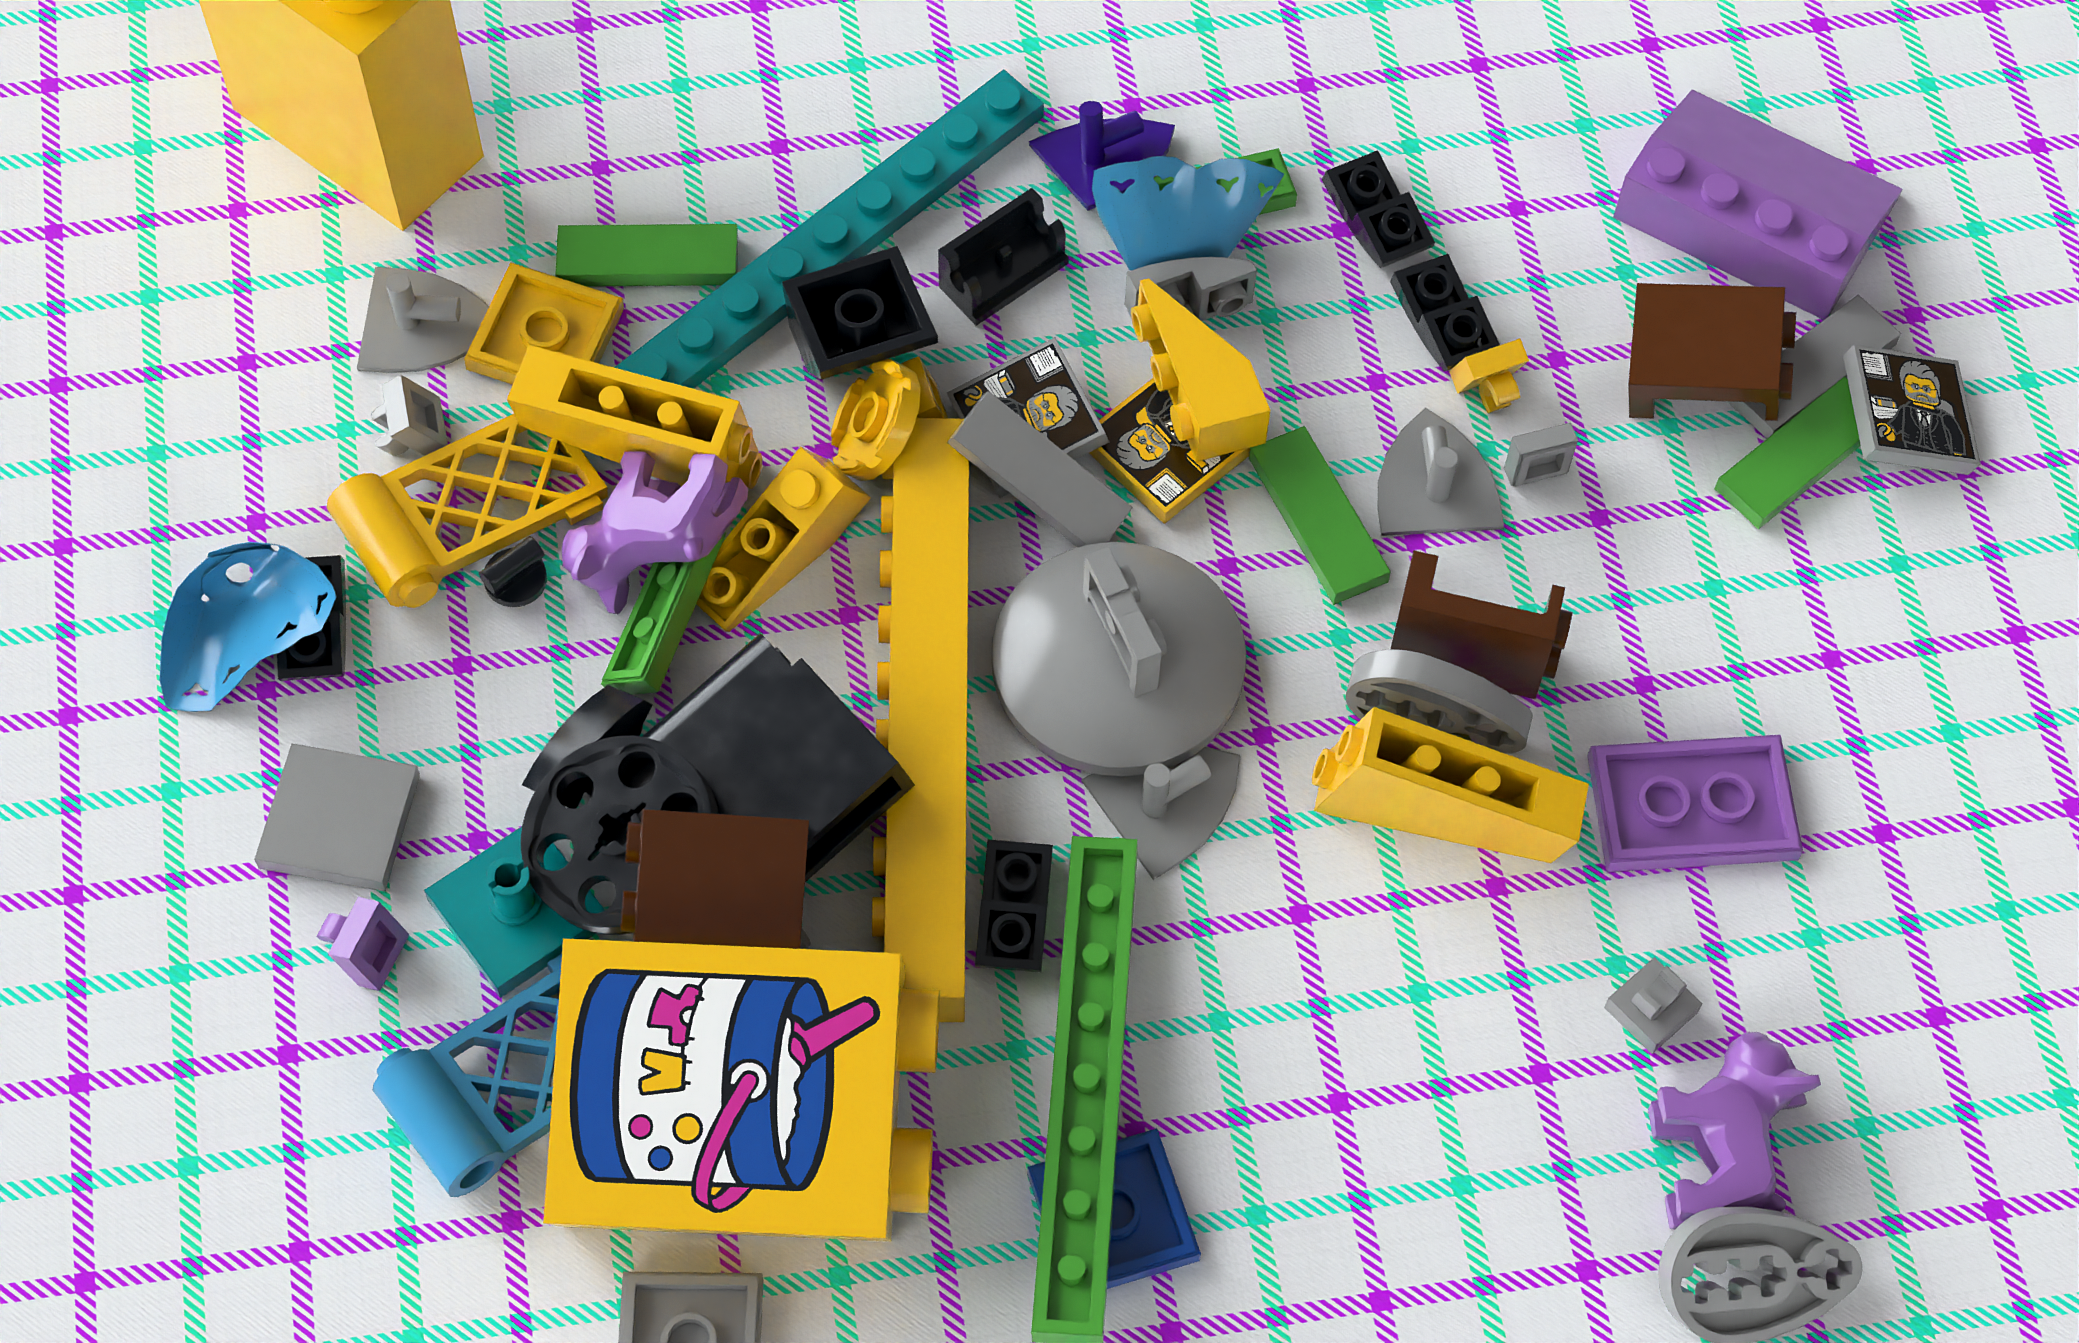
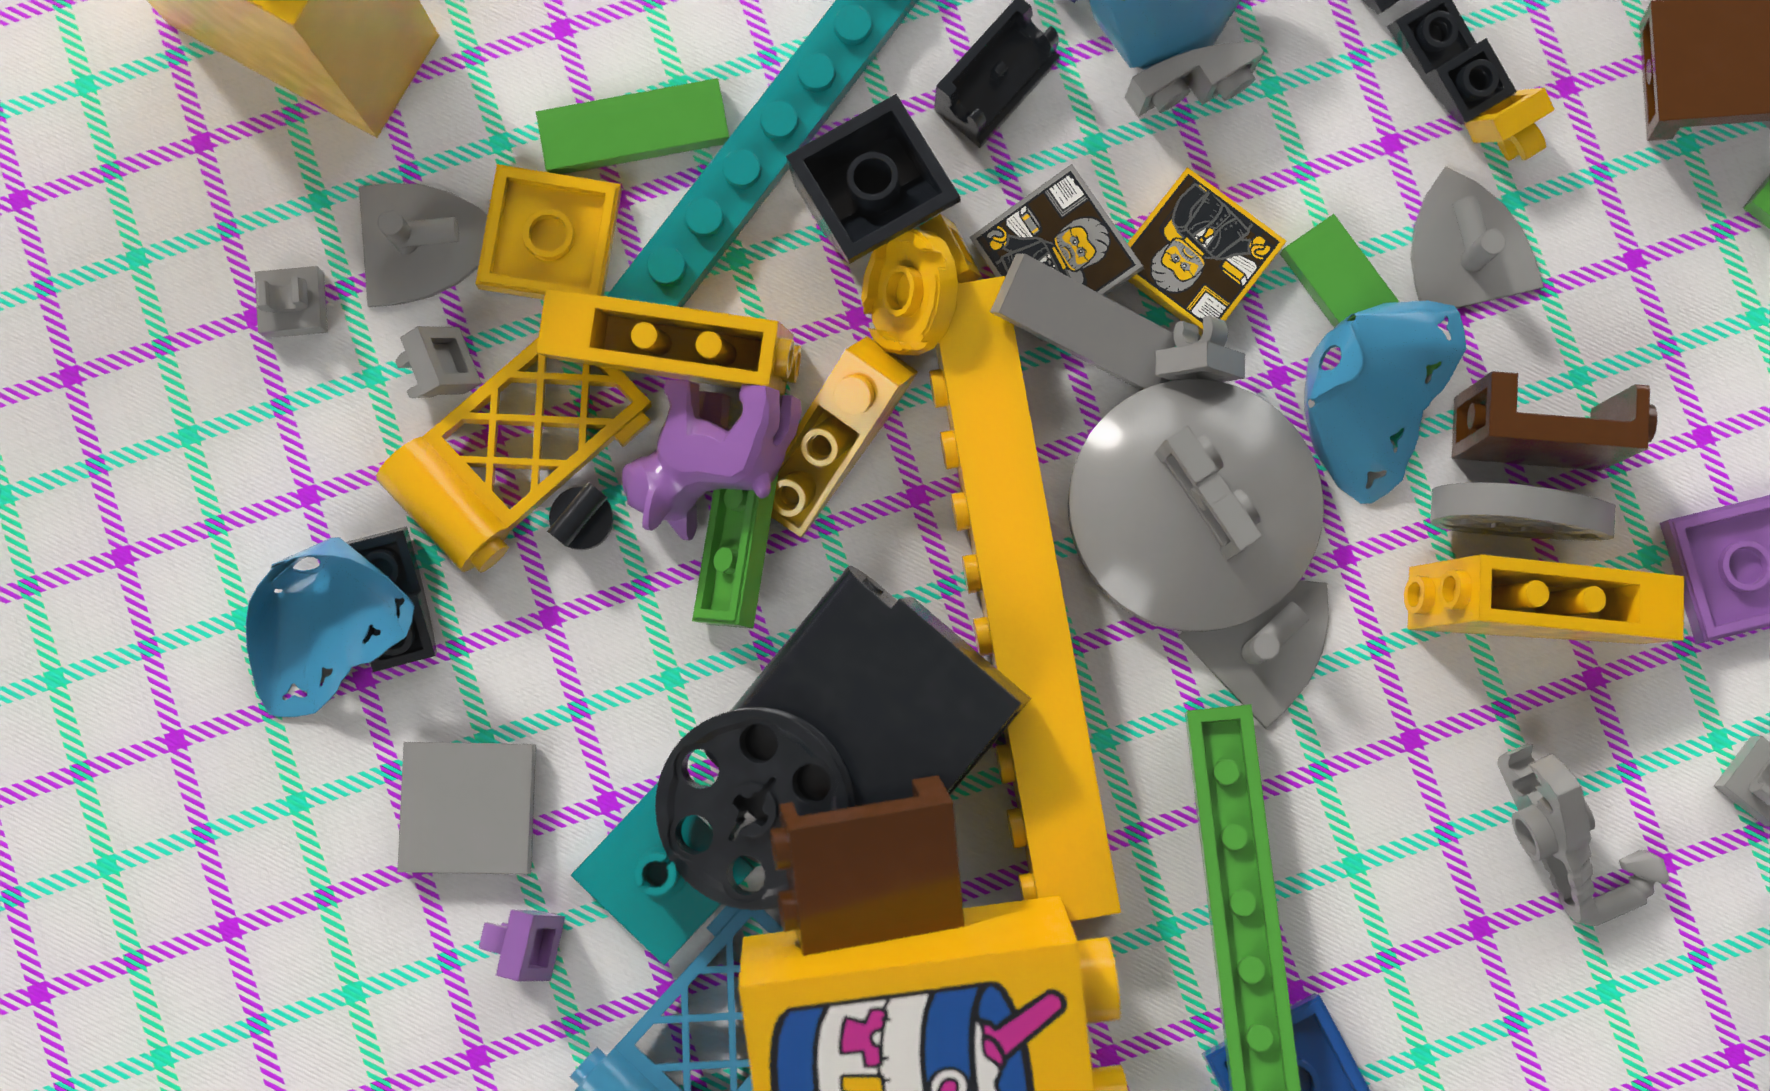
camera: 10 degrees left, 20 degrees up
(285, 351) = (291, 302): none -> light grey tile
(601, 716) = (699, 683): black slope -> none
(1014, 906) = (1141, 788): black slope -> none
(1147, 520) = (1202, 357): none -> light grey tile
(1208, 380) = (1235, 188): yellow slope -> none
(1315, 577) = (1378, 390): none -> dark azure piece
(1422, 998) = (1556, 828): none -> light grey animal
(1540, 454) = (1575, 208): light grey tile -> none

